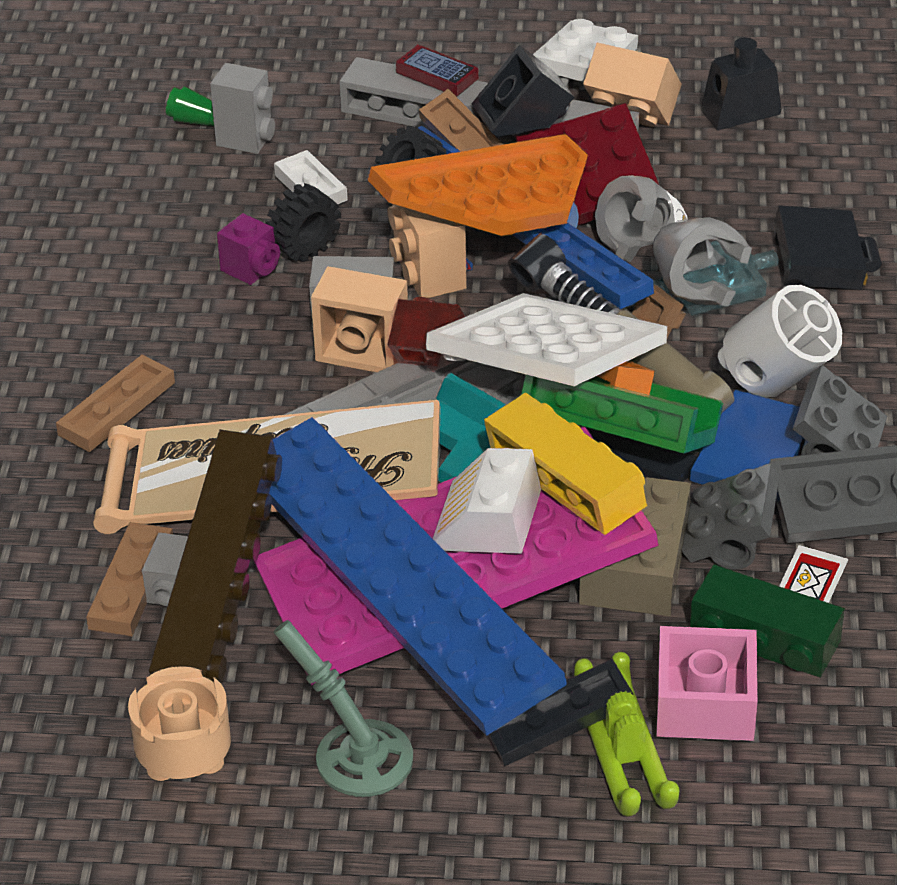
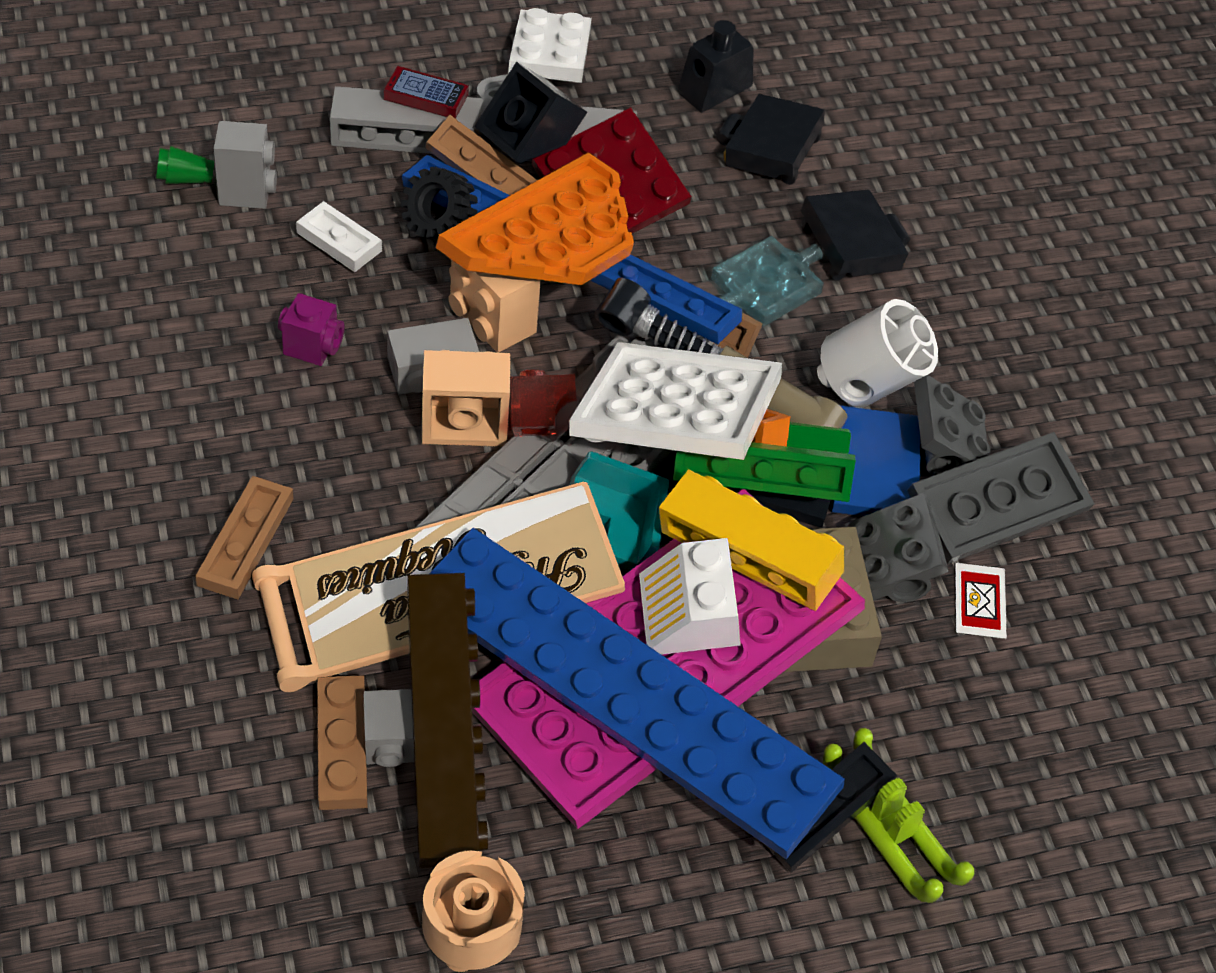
camera: 25 degrees left, 10 degrees up
(291, 212) = (360, 289): black tyre -> none
(362, 743) = (654, 886): sand green dish -> none
(633, 213) = (679, 226): light grey piece -> none
(634, 78) = (620, 80): light nougat brick -> none
(686, 248) = (747, 265): light grey piece -> none
(707, 683) = (950, 743): bright pink brick -> none
(775, 156) = (771, 137): none -> black piece
(787, 624) = (969, 658): dark green brick -> none

